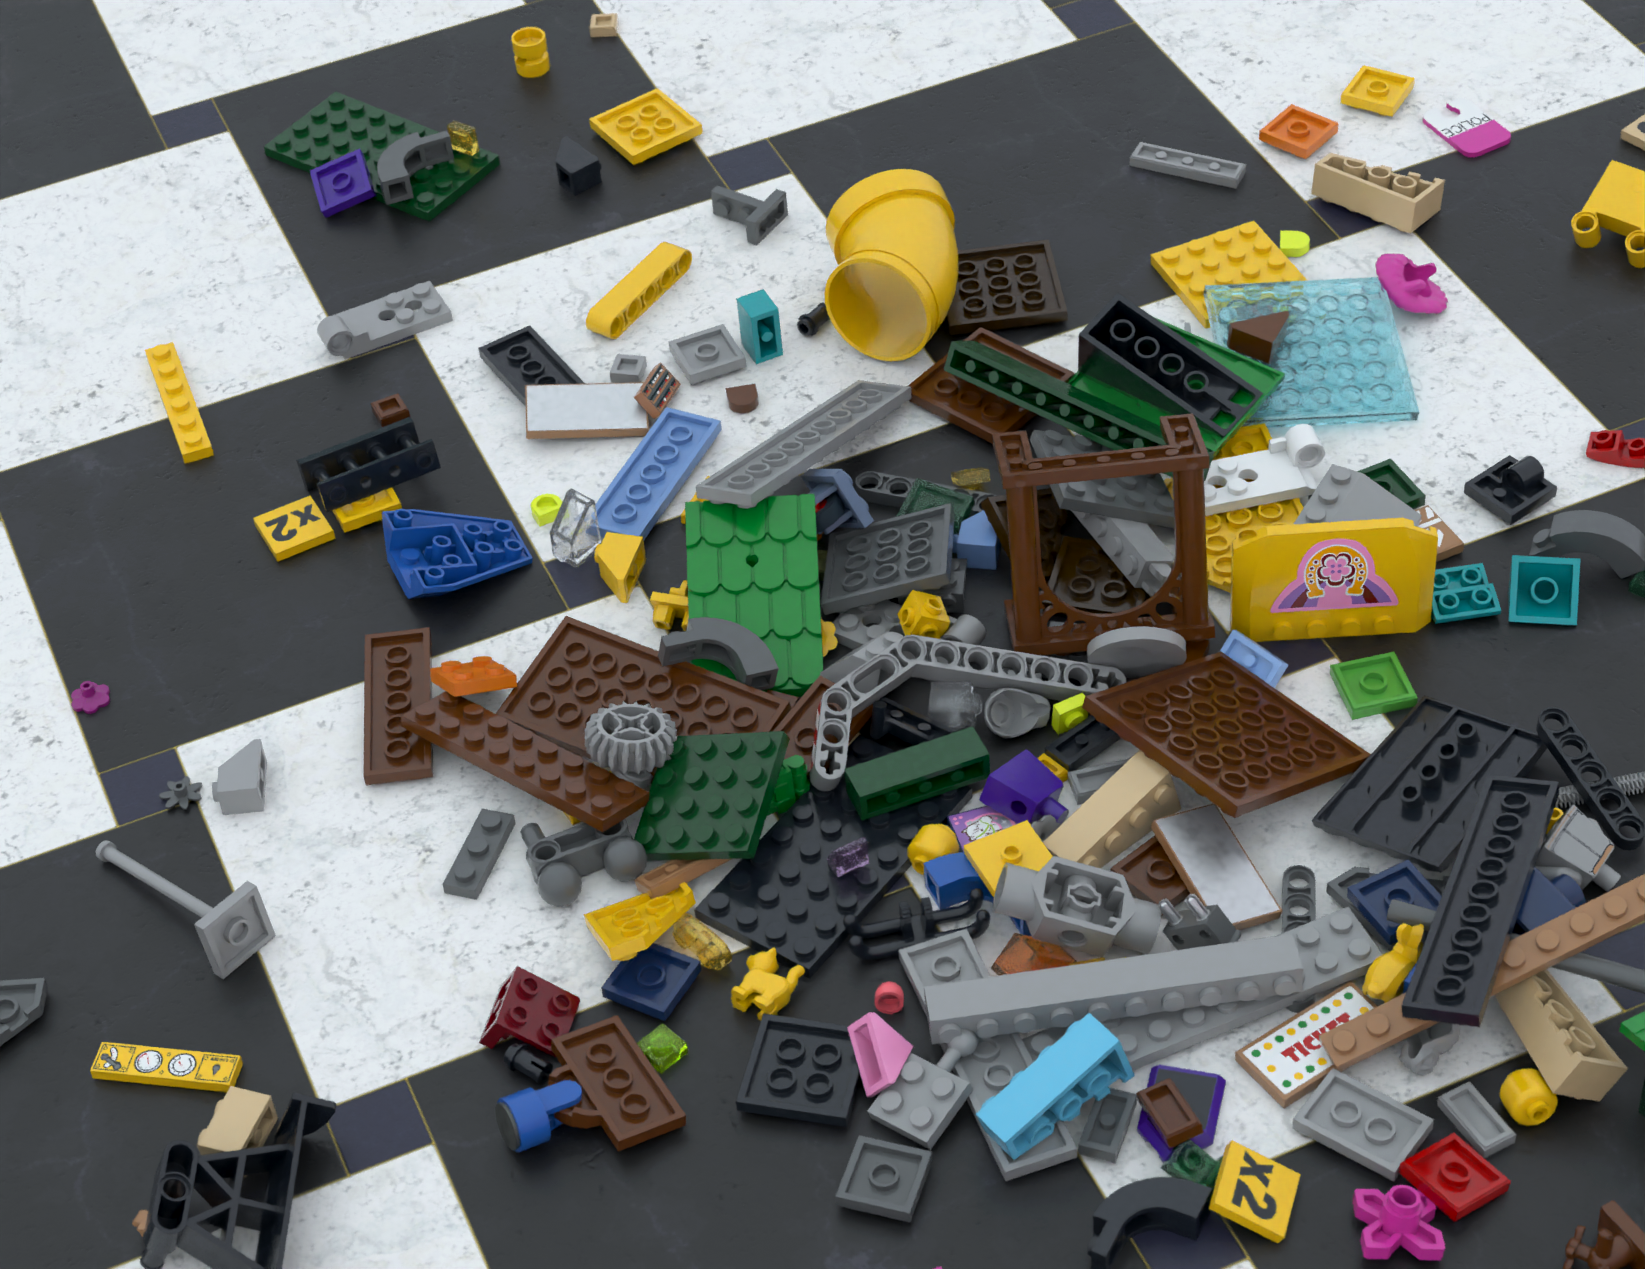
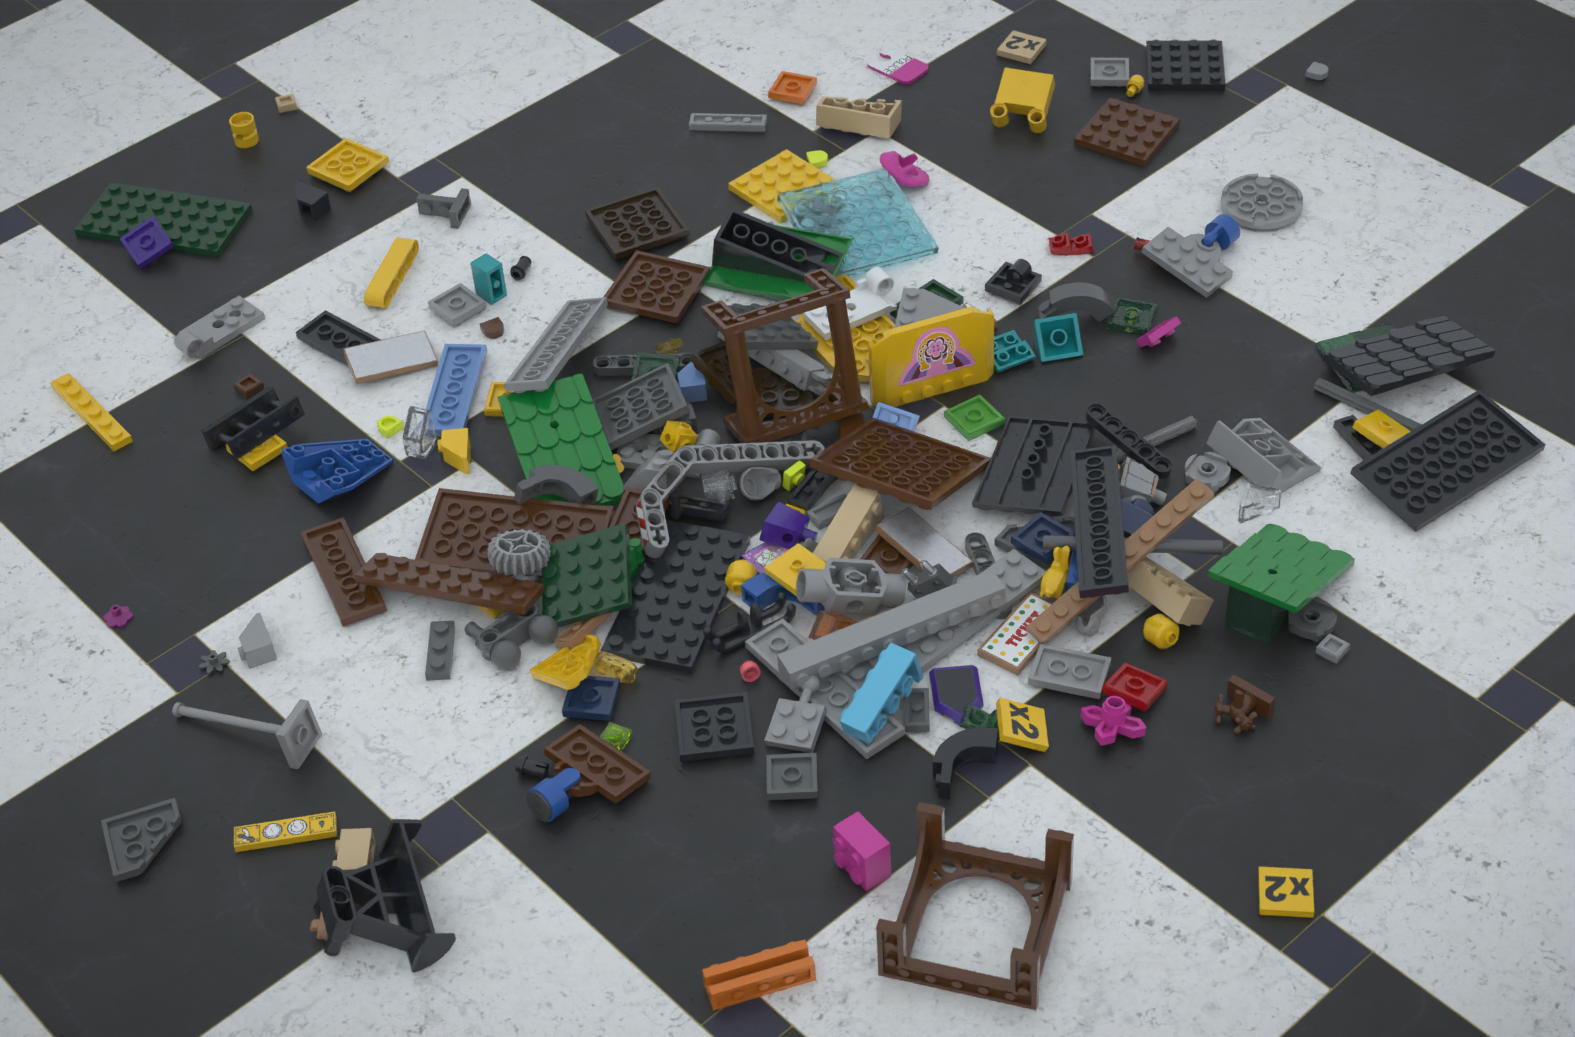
camera: 20 degrees left, 0 degrees up
(294, 528) = (215, 476): yellow tile -> none
(407, 157) = (187, 217): dark grey arch -> none
(463, 137) = (223, 195): clear yellow plate -> none
(472, 677) = (390, 540): orange plate -> none
(530, 1011) = (518, 734): dark red bracket -> none
(628, 368) = (406, 324): light grey plate -> none
(657, 390) = (434, 334): tile -> none
(670, 606) = (506, 466): yellow hips -> none
(763, 986) = (666, 683): yellow animal -> none
(836, 500) = (596, 376): sand blue plate -> none
(849, 857) = (691, 593): clear purple slope -> none
(878, 1052) = (759, 702): bright pink slope -> none
(893, 263) = (567, 219): yellow cylinder -> none
(917, 773) = (714, 532): dark green brick -> none
(1053, 398) = (712, 285): dark green brick -> none
(1138, 650) = (827, 425): light grey piece -> none
(1169, 1112) = (954, 692): reddish brown tile -> none
(1258, 336) = (825, 218): slope -> none
(1377, 90) = (833, 52): yellow plate -> none
(1476, 1119) = (1134, 652): light grey tile -> none

